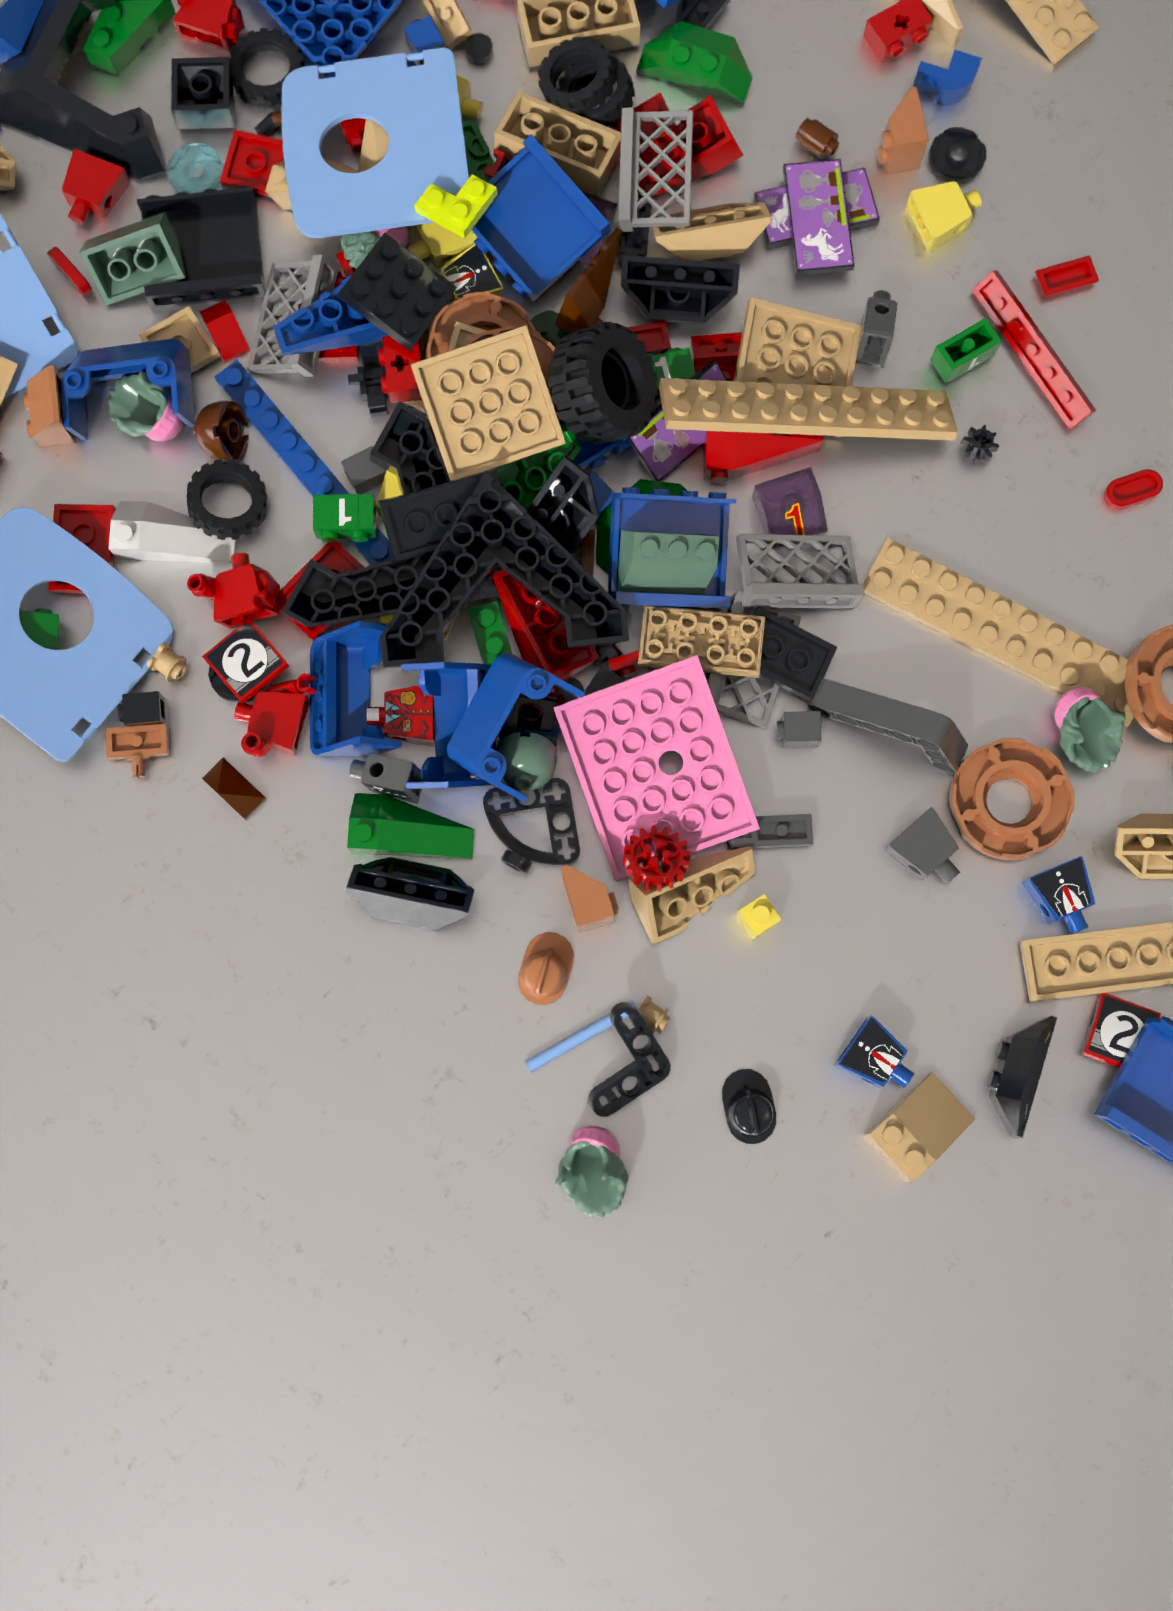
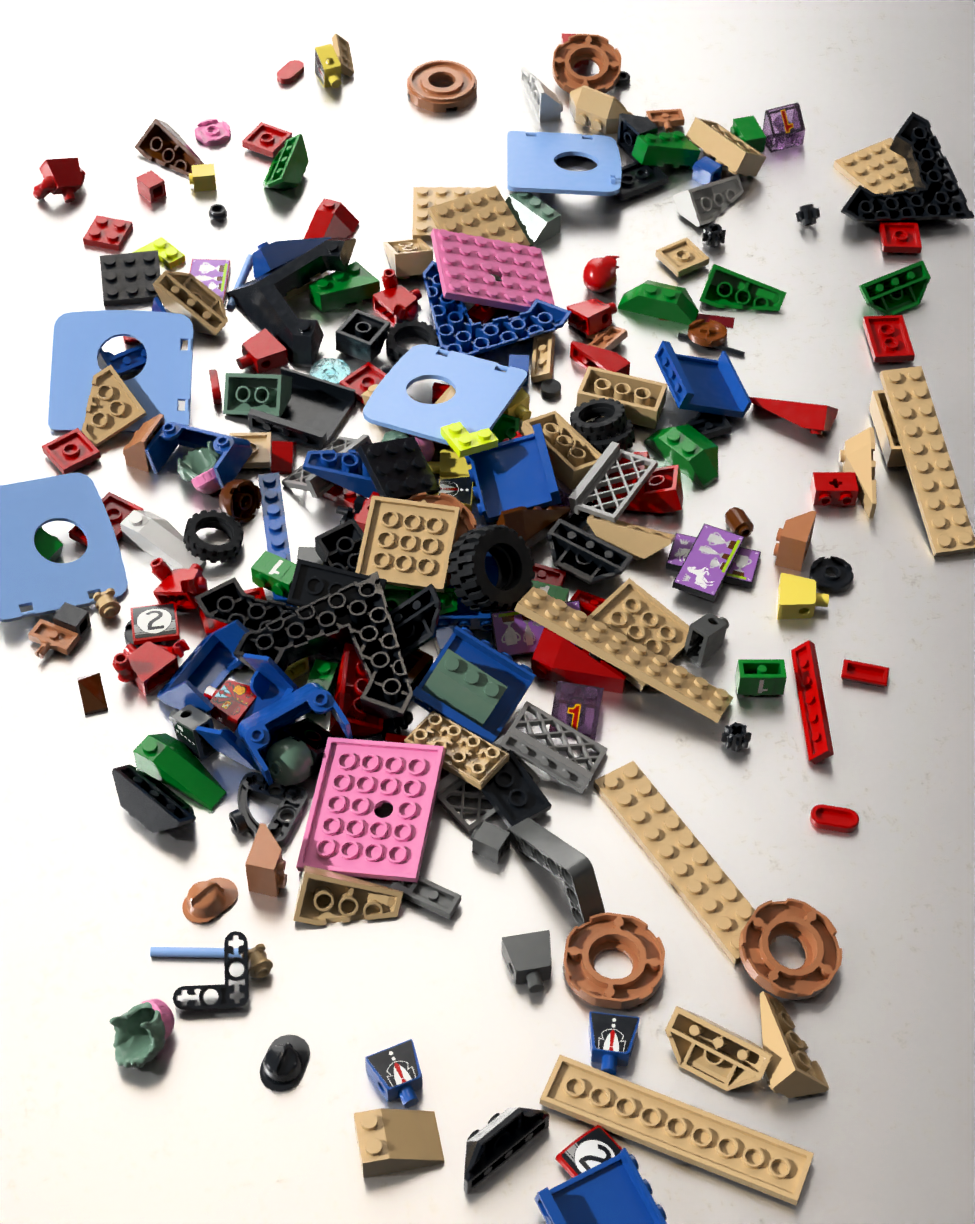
camera: 30 degrees right, 30 degrees down
(672, 864) = (343, 859): red gear -> none
(758, 917) = (377, 939): light yellow brick -> none
(950, 83) = (854, 532): blue brick -> none
(1088, 729) = (699, 941): sand green hair -> none

